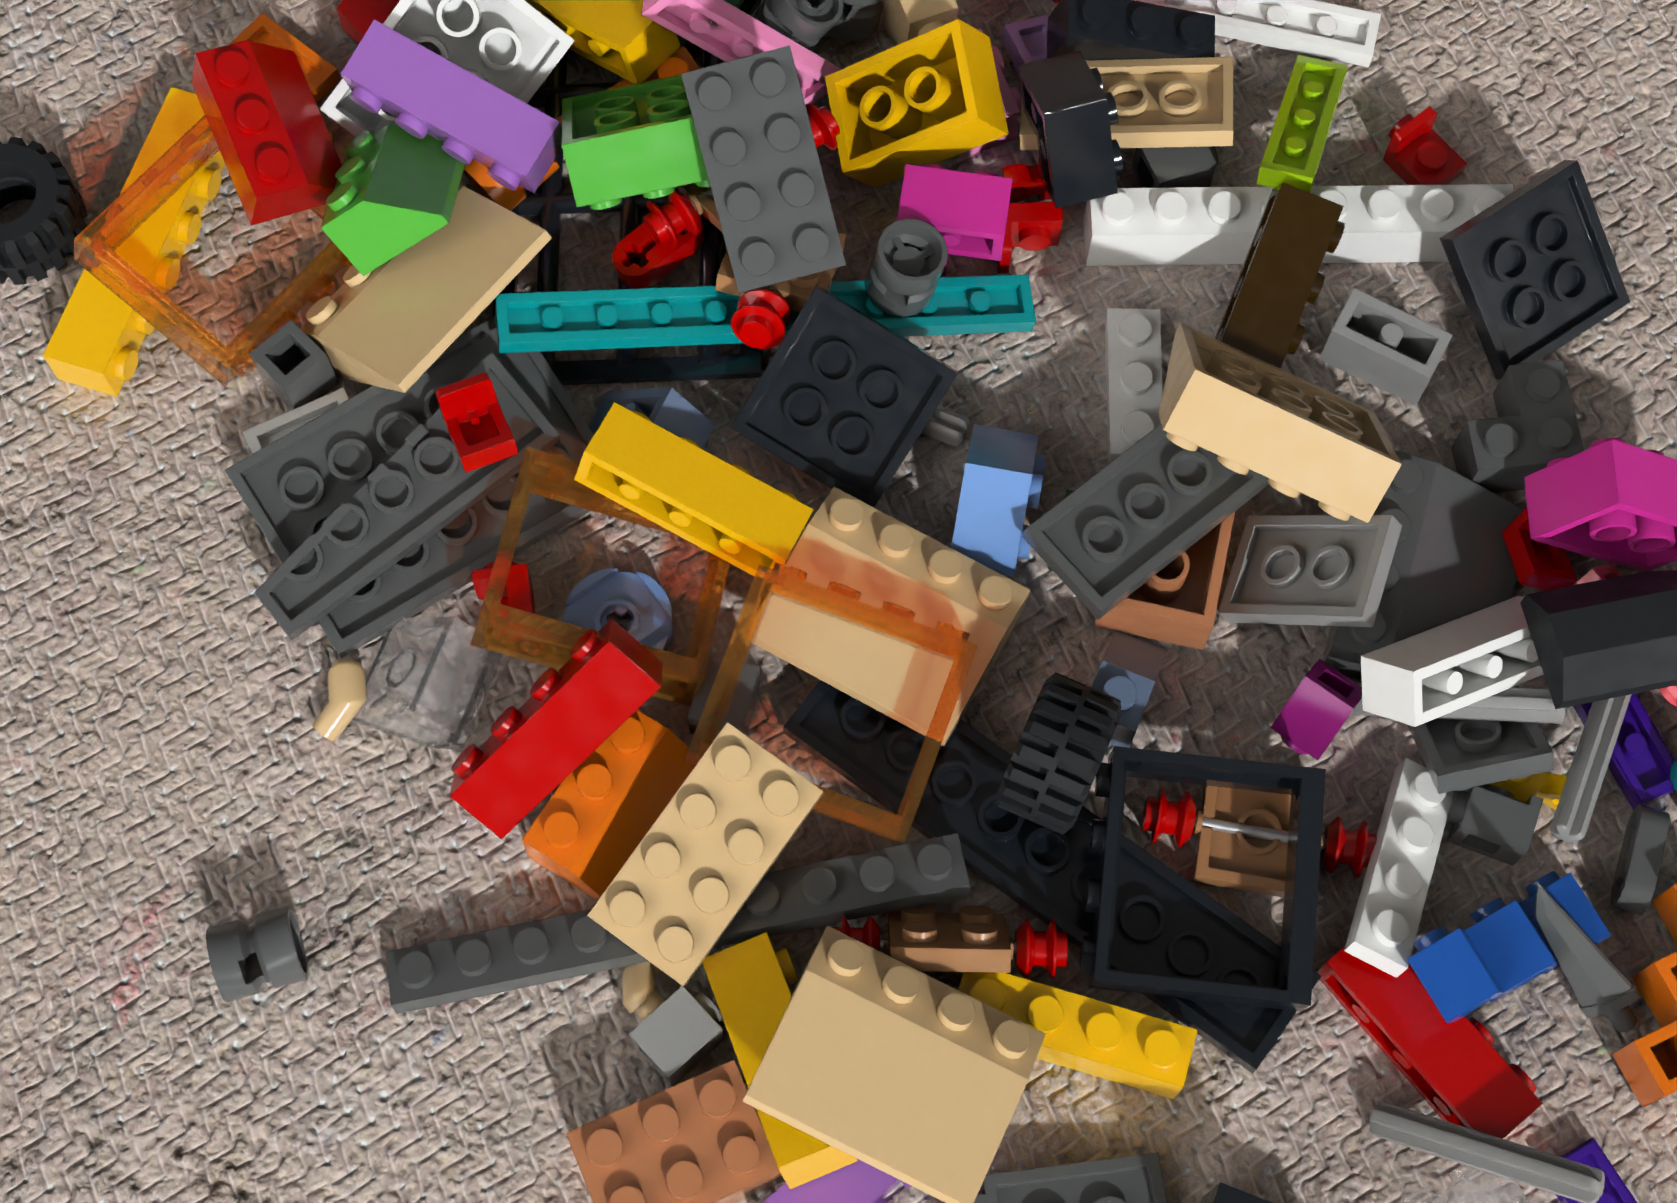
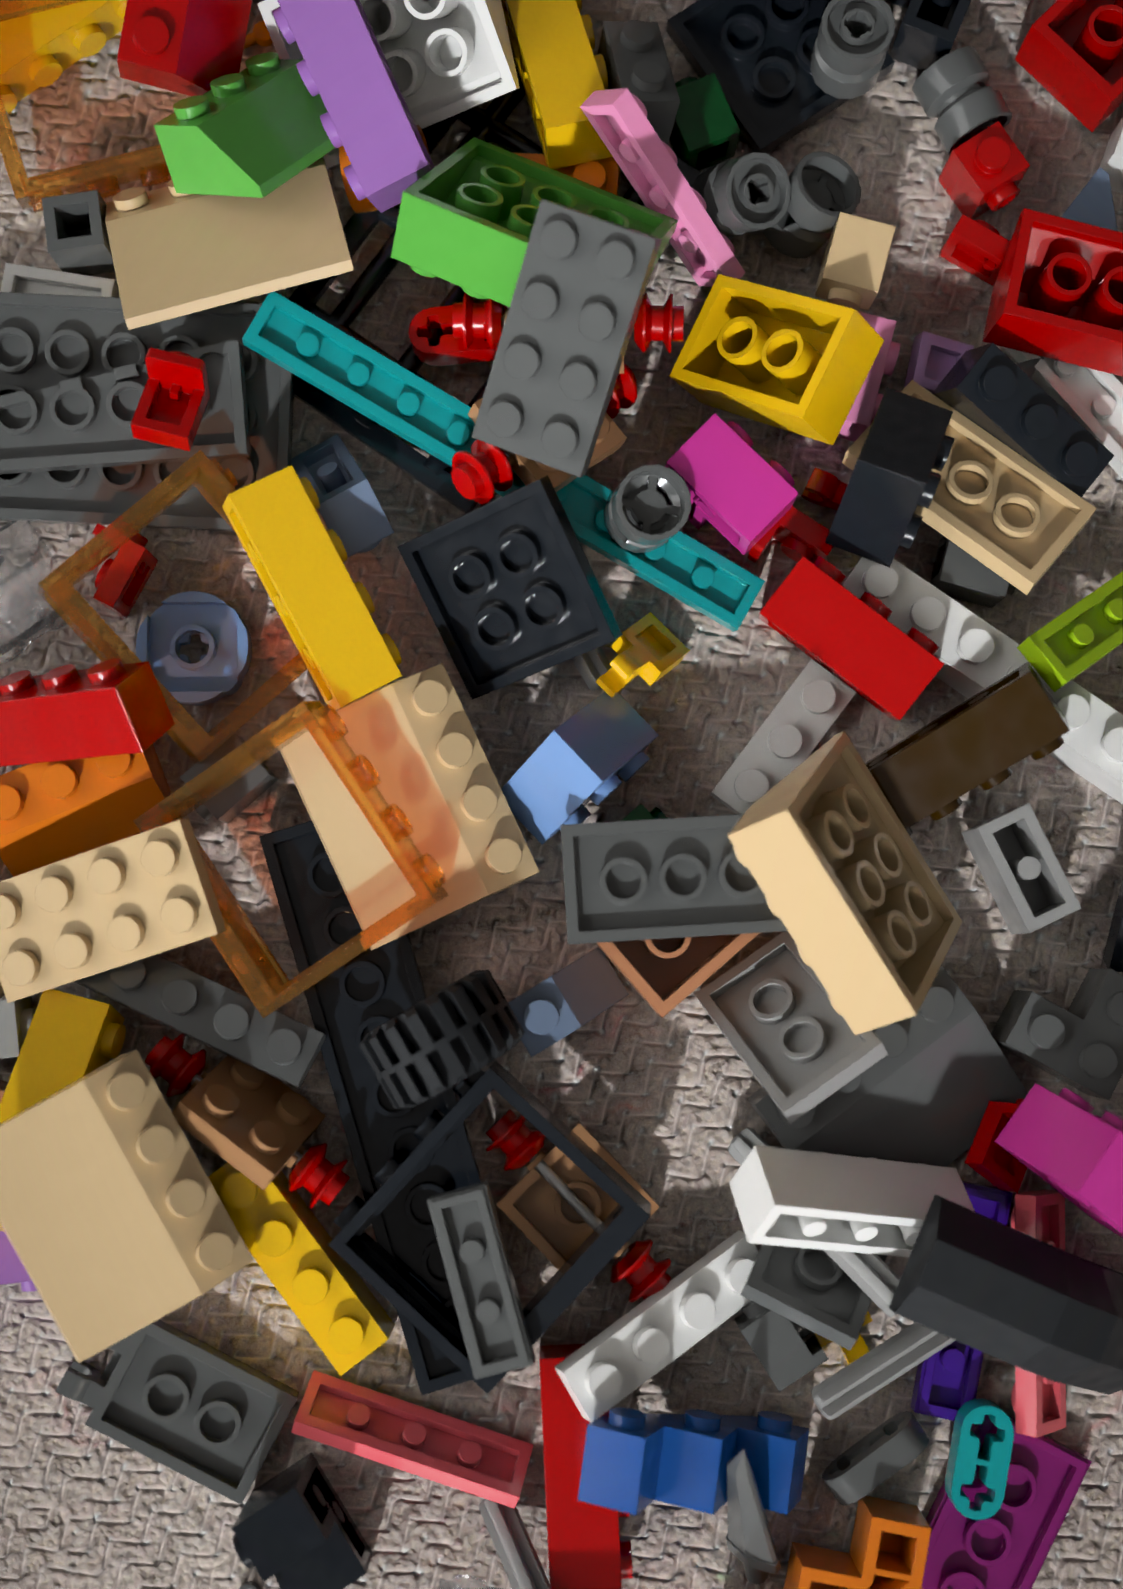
camera: 35 degrees right, 15 degrees up
(979, 386) = (645, 651): none -> yellow plate
(1129, 264) = (852, 637): none -> red slope
(1236, 913) = (481, 1280): none -> dark grey tile
(1276, 1112) = (413, 1439): none -> coral plate
(1317, 710) = (704, 1143): magenta brick -> none

